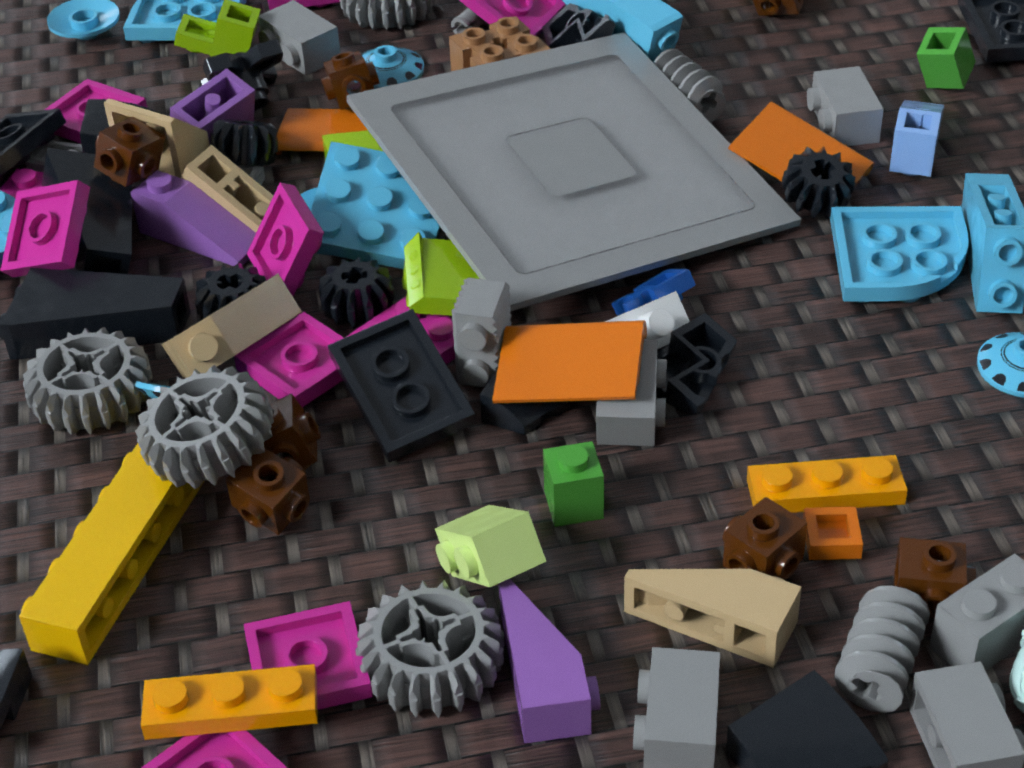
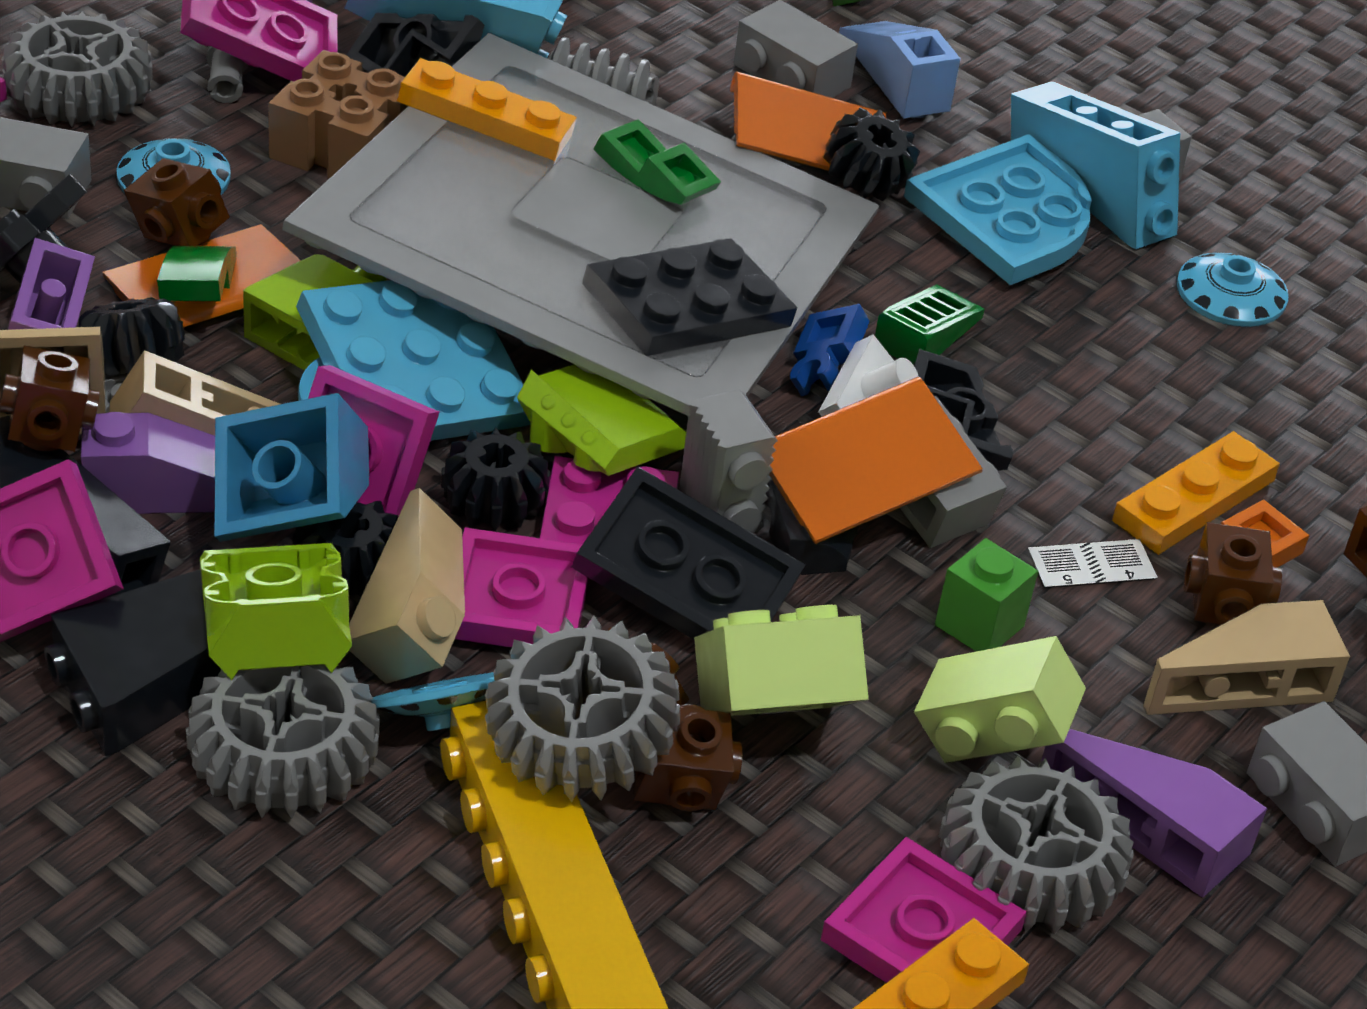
camera: 45 degrees left, 0 degrees up
(125, 304) = (275, 607): none -> lime slope
(221, 234) = (288, 466): none -> dark azure slope
(316, 117) = (196, 273): none -> green slope
(367, 457) = (784, 665): none -> yellowish green brick
(559, 73) = (487, 108): none -> light orange plate
(568, 223) = (689, 296): none -> black plate
(640, 138) = (666, 173): none -> green slope
(697, 499) = (1092, 563): none -> white sticker
(742, 304) = (926, 322): none -> green slope

